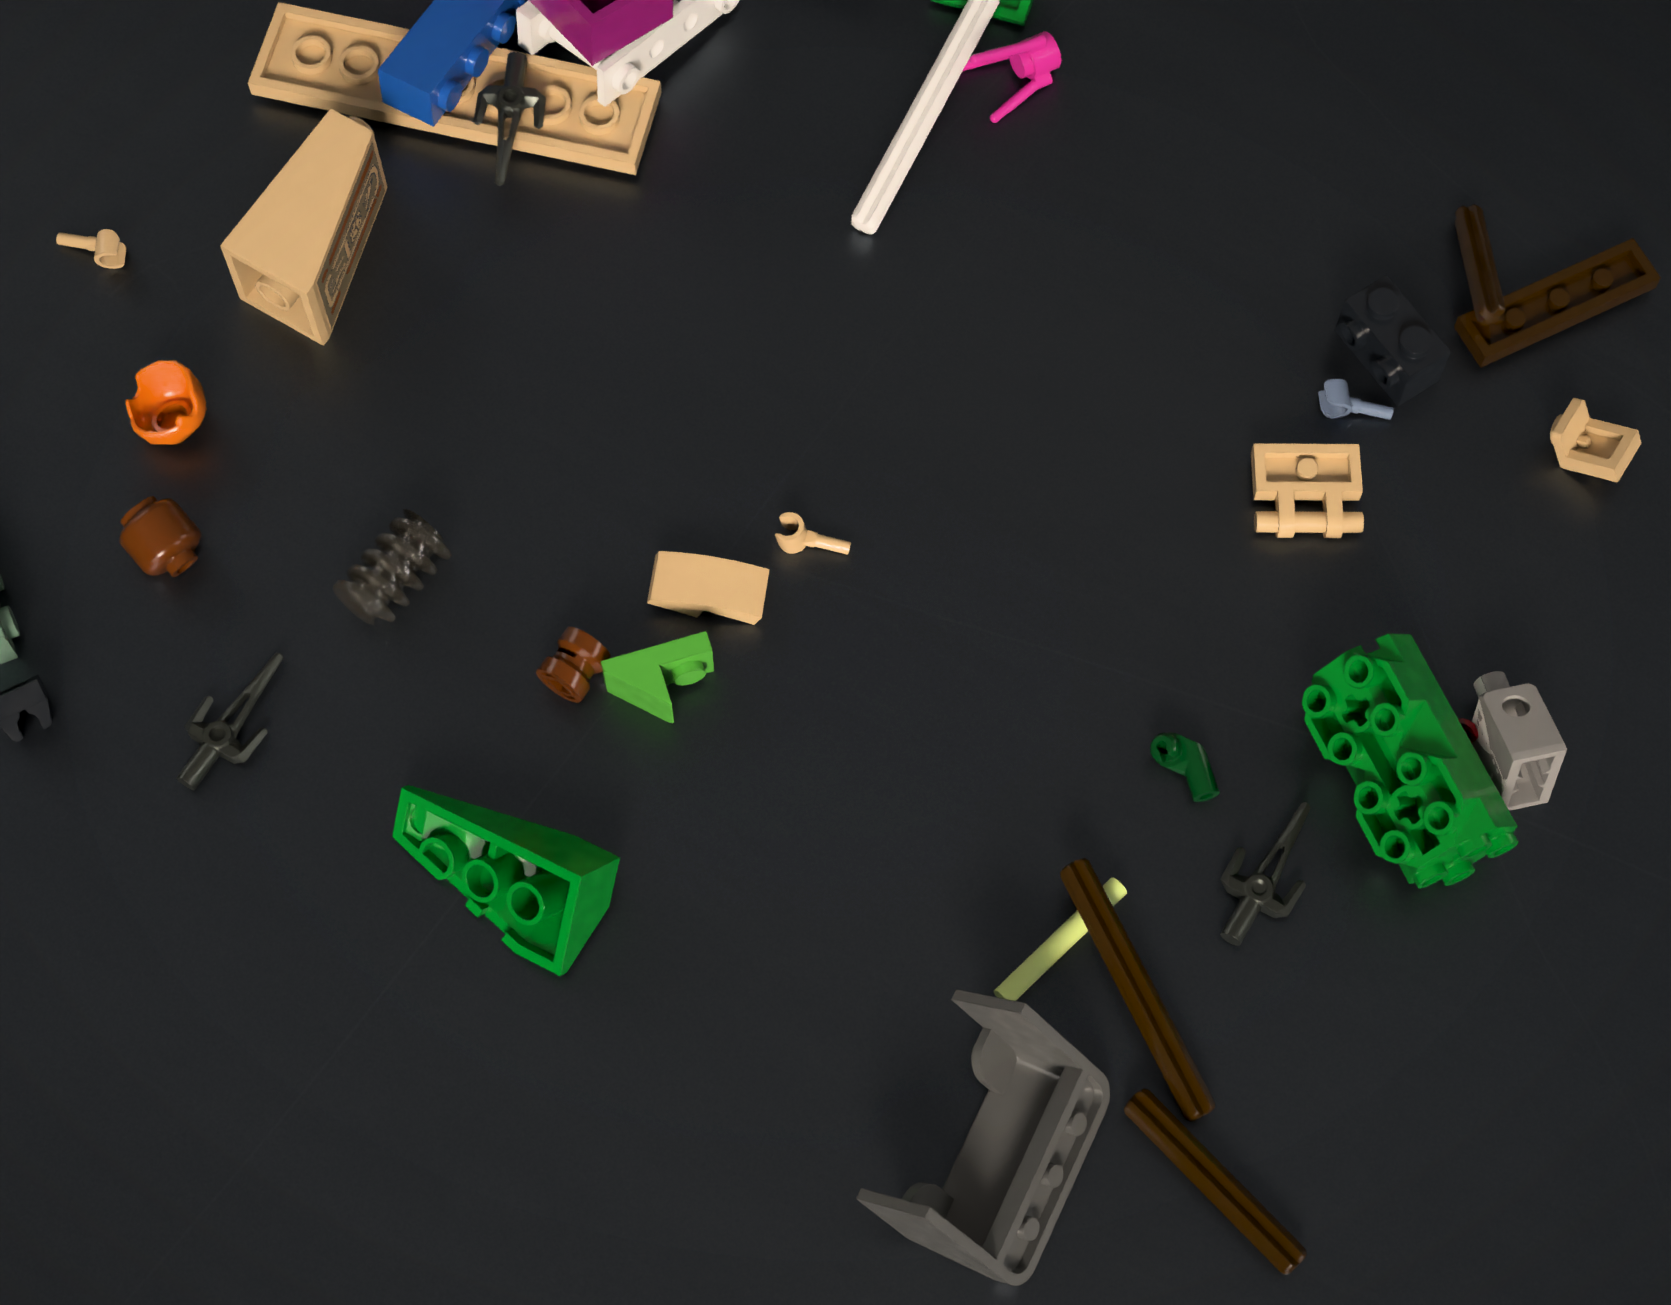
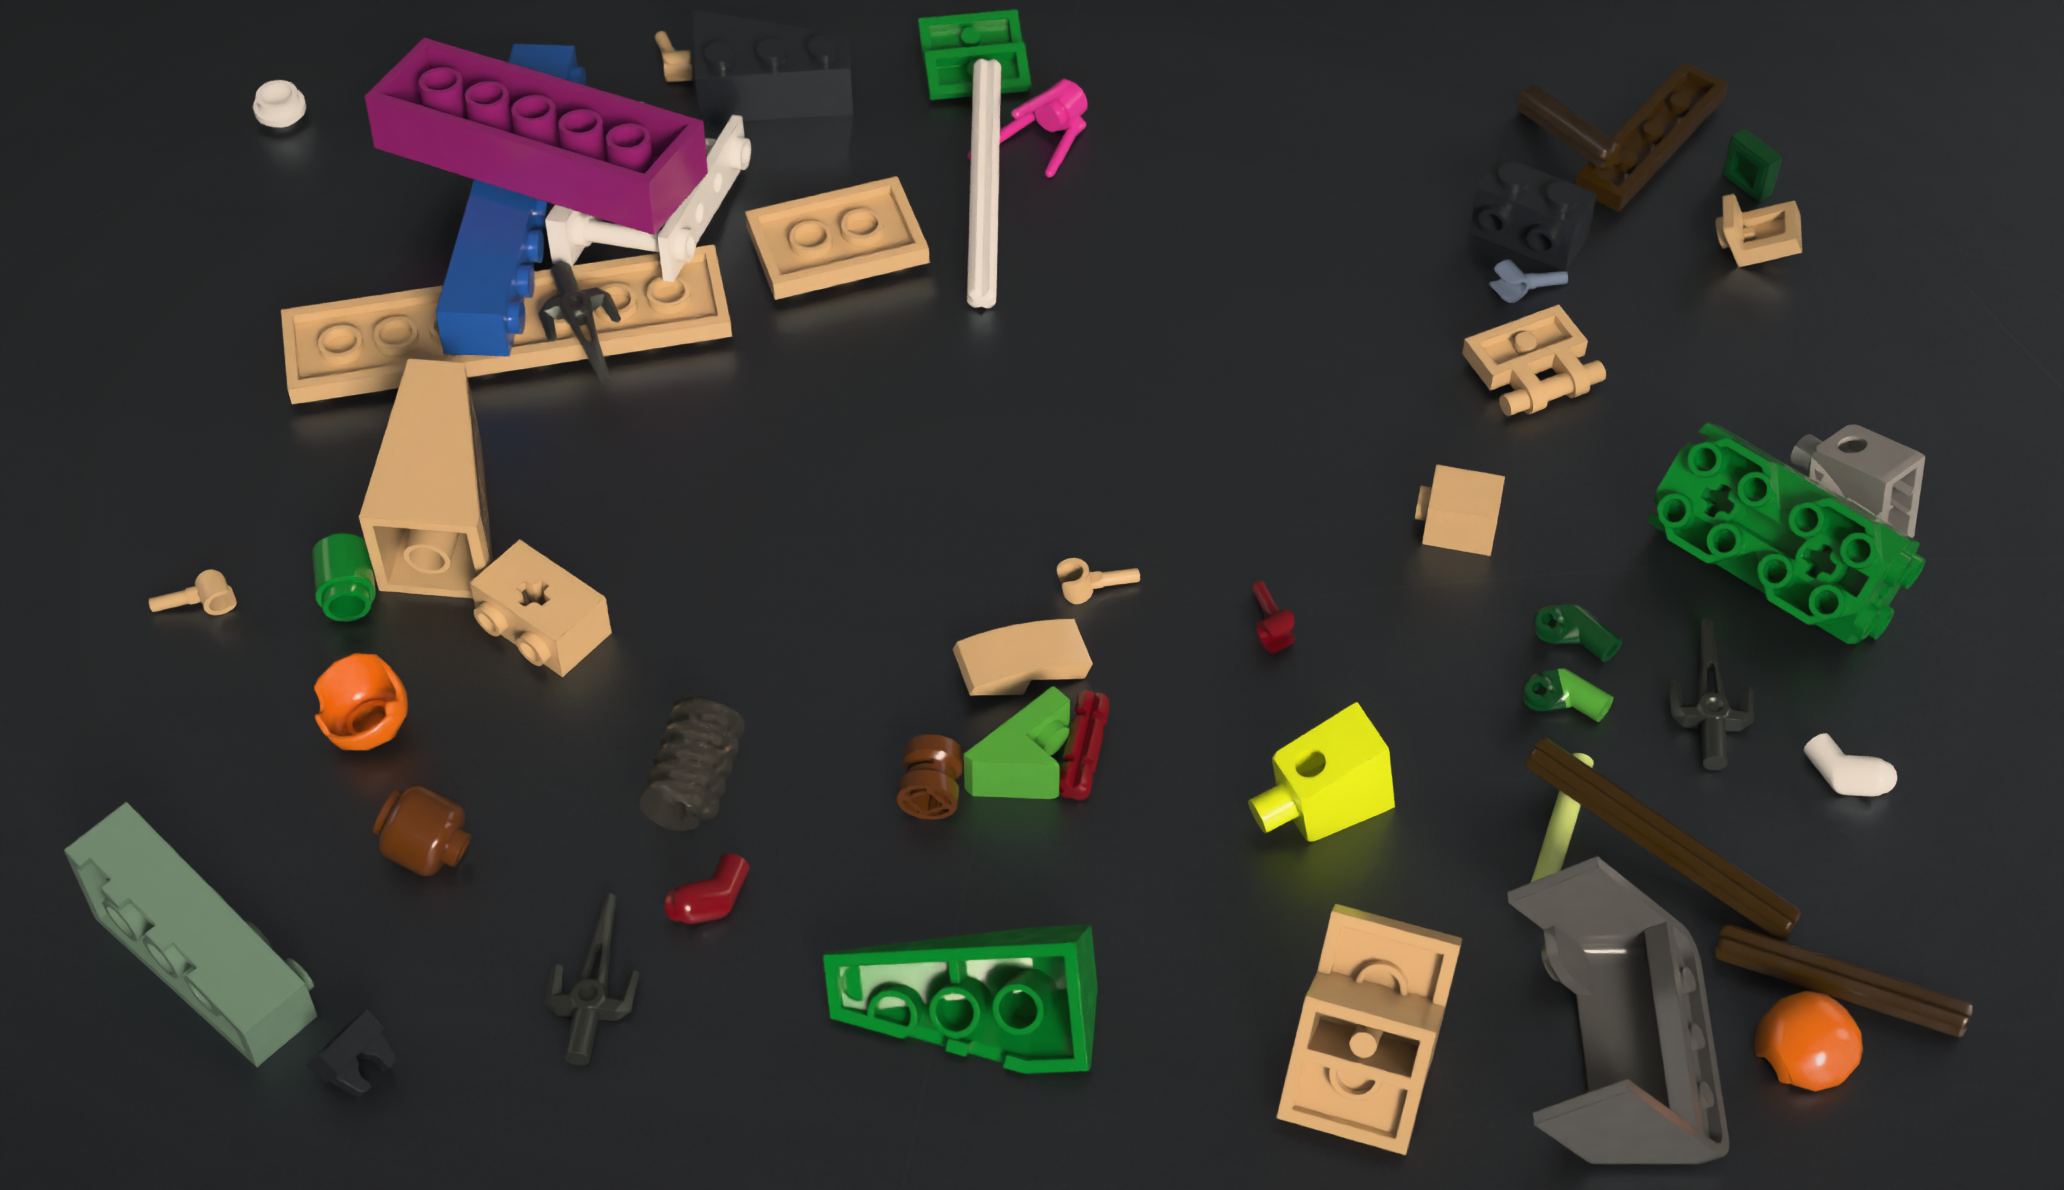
camera: 25 degrees left, 15 degrees down
(206, 281) = (343, 576): none -> green brick
(340, 349) = (540, 608): none -> tan brick
(352, 693) = (708, 898): none -> dark red arm
(715, 688) = (1083, 745): none -> dark red axle
(770, 113) = (836, 237): none -> tan plate
(789, 1048) = (1369, 1029): none -> tan bracket
(884, 814) = (1328, 778): none -> neon yellow torso
(934, 651) = (1274, 630): none -> dark red hand
(1143, 815) = (1565, 689): none -> arm
(1151, 1221) = (1809, 1041): none -> orange hair
(1152, 608) = (1460, 509): none -> tan brick
(1338, 1001) = (1847, 772): none -> white arm
(1629, 372) = (1752, 165): none -> dark green tile

